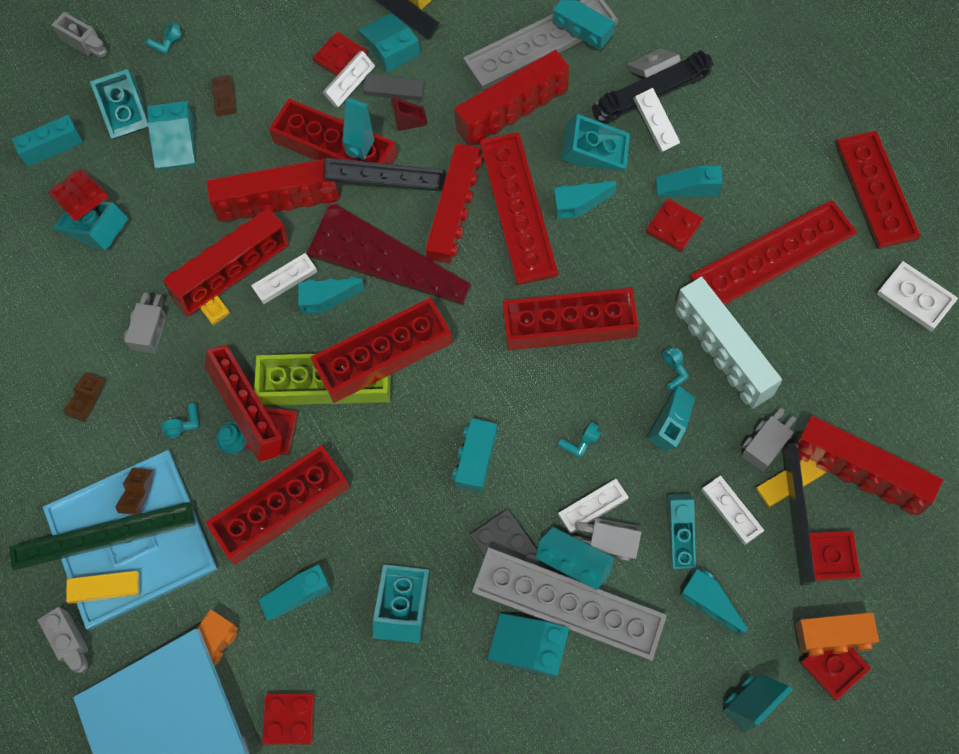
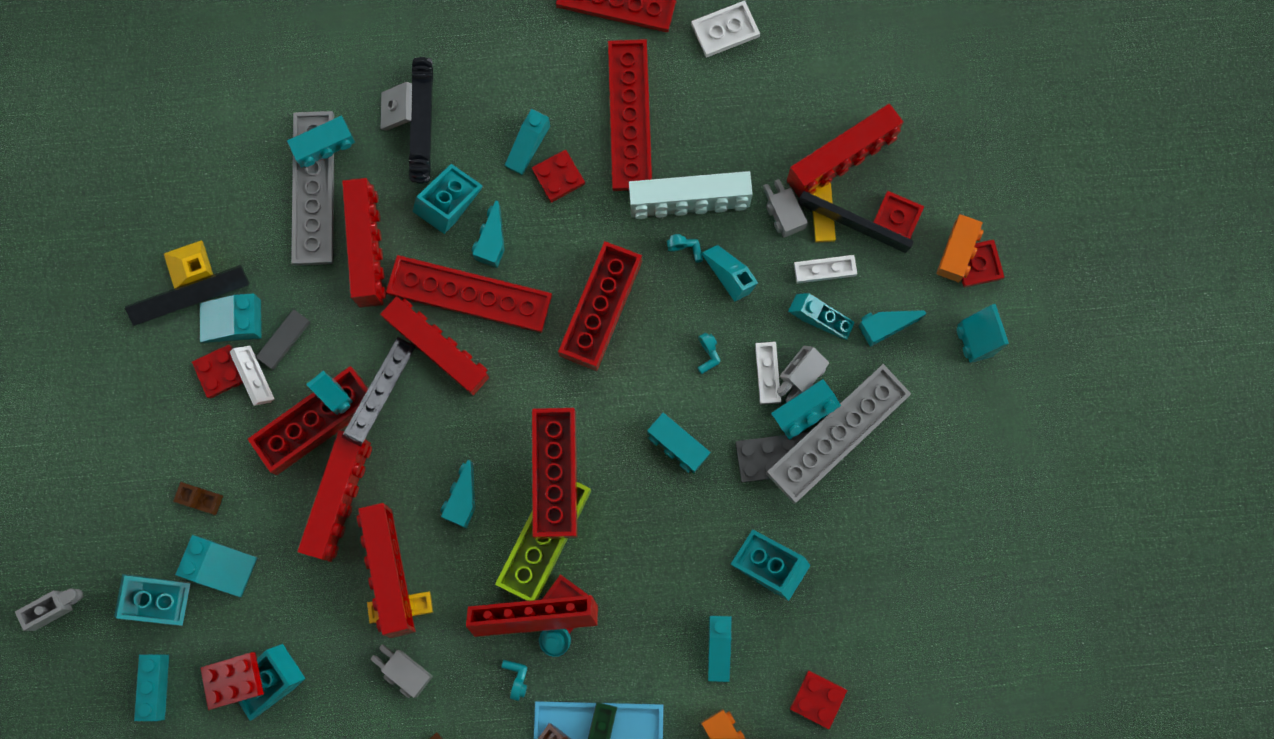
camera: 65 degrees left, 10 degrees up
(171, 34) = (98, 518): teal plate -> none
(277, 505) = (638, 627): red brick -> none
(284, 278) = (425, 527): white plate -> none
(360, 247) = (433, 445): dark red wing -> none
(408, 114) = (319, 342): dark red slope -> none
(528, 645) = (853, 480): teal slope -> none
(656, 120) = (454, 135): white plate -> none

